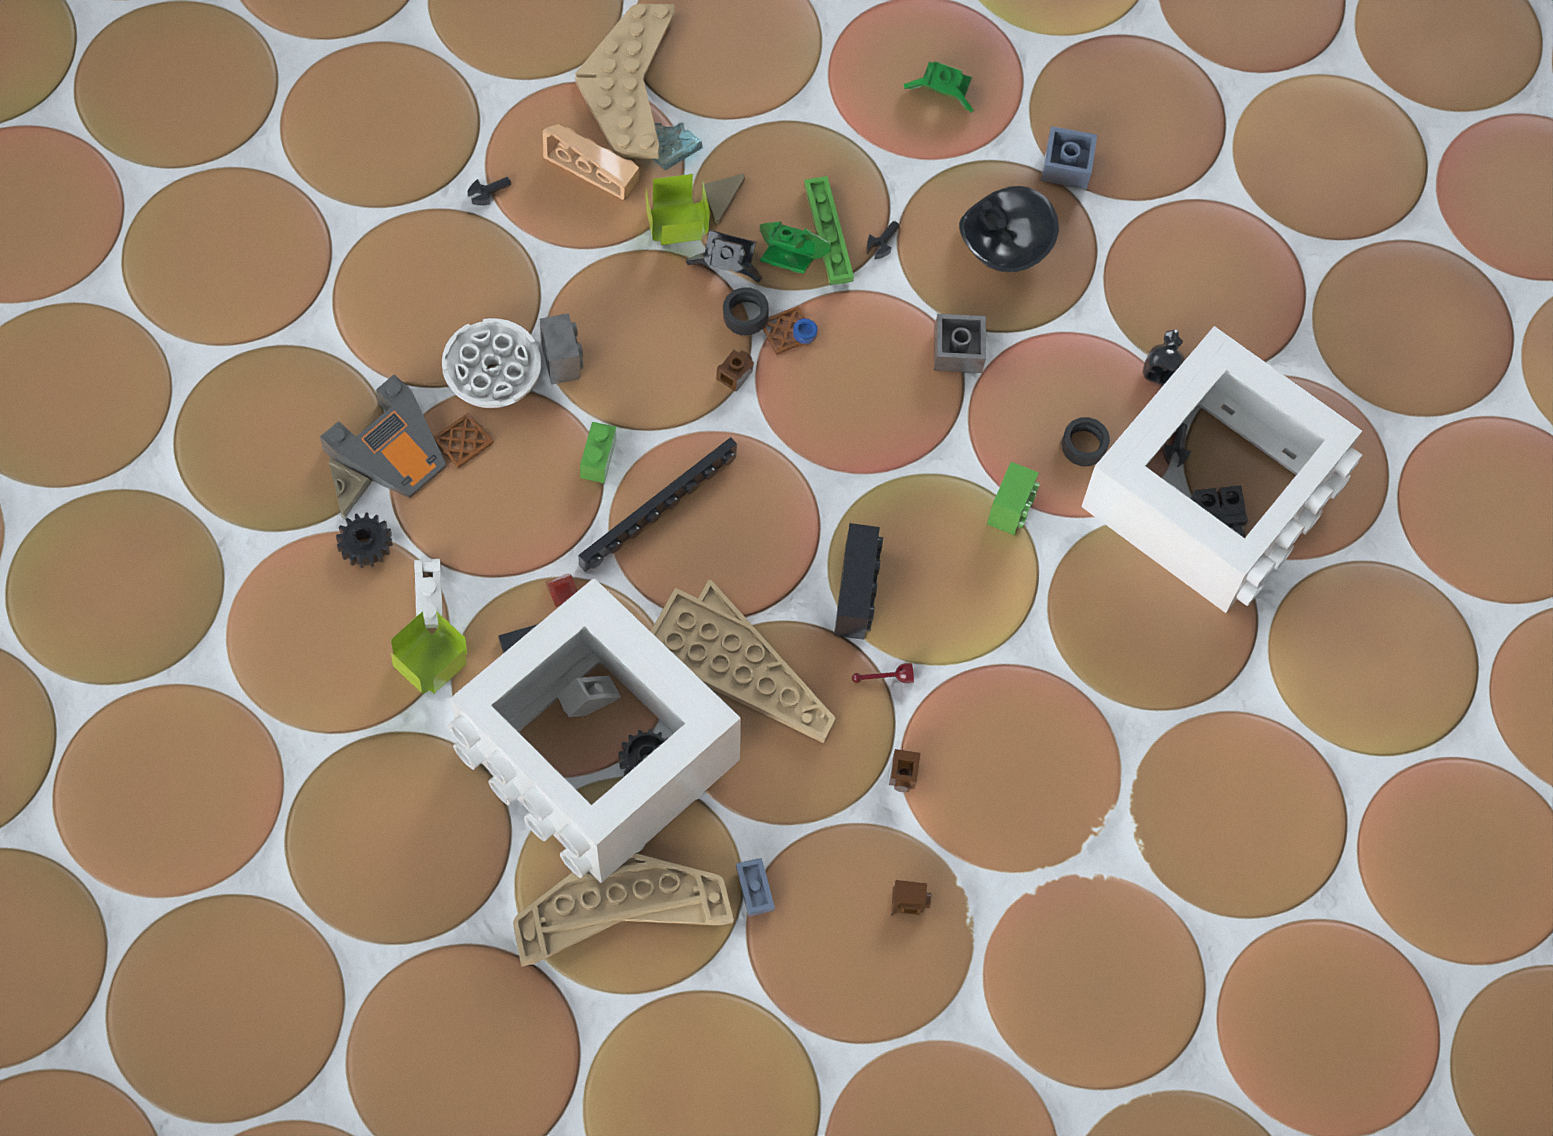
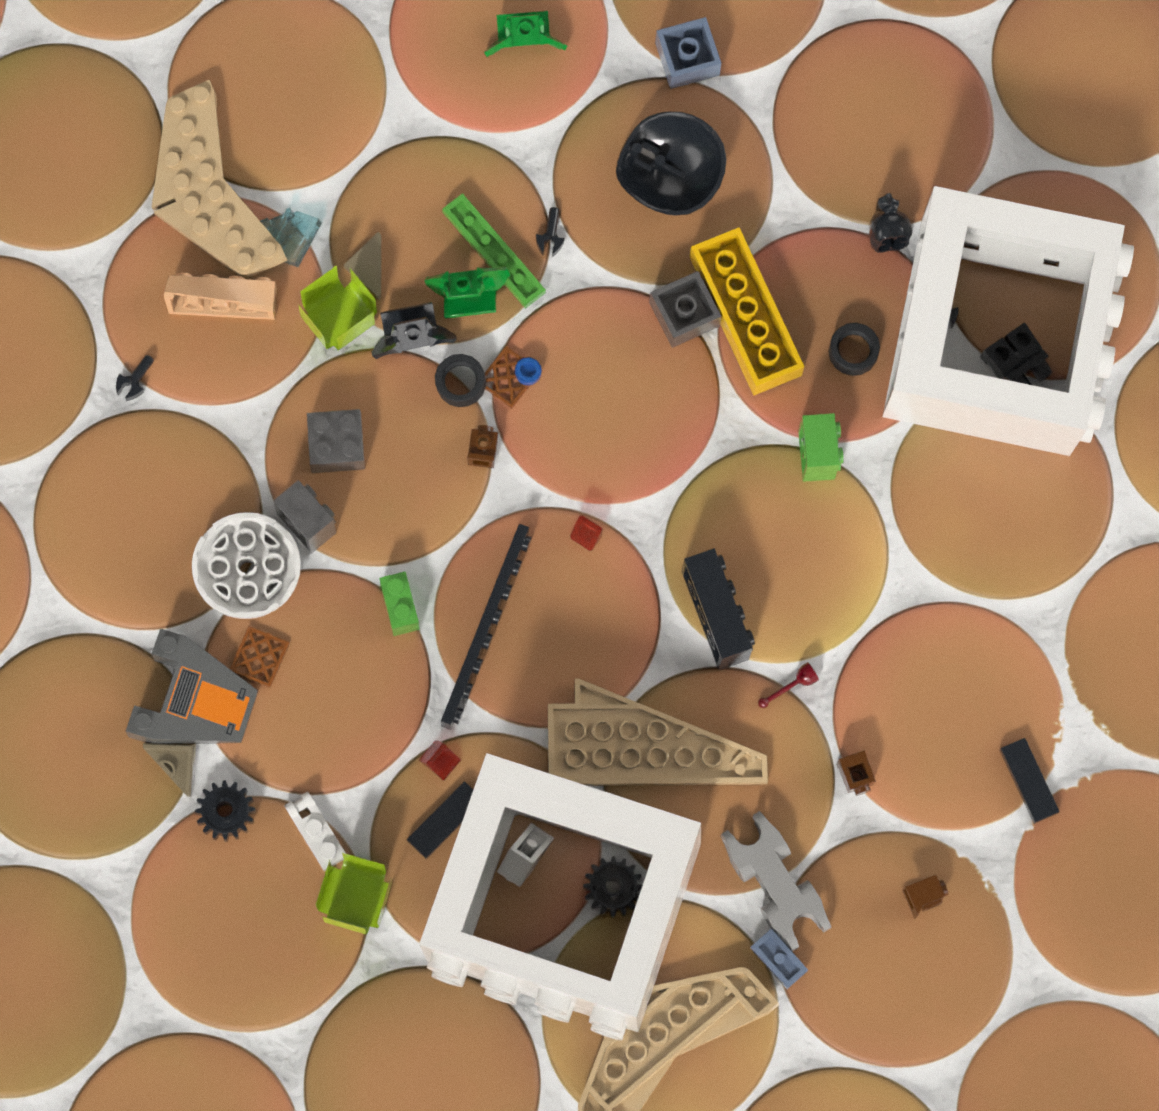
camera: 25 degrees left, 10 degrees up
(618, 307) = (335, 441): none -> flat silver brick
(783, 474) = (586, 533): none -> clear red slope
(788, 843) = (786, 899): none -> light grey piece
(1010, 369) = (747, 311): none -> yellow brick
(1051, 852) = (1029, 780): none -> black tile

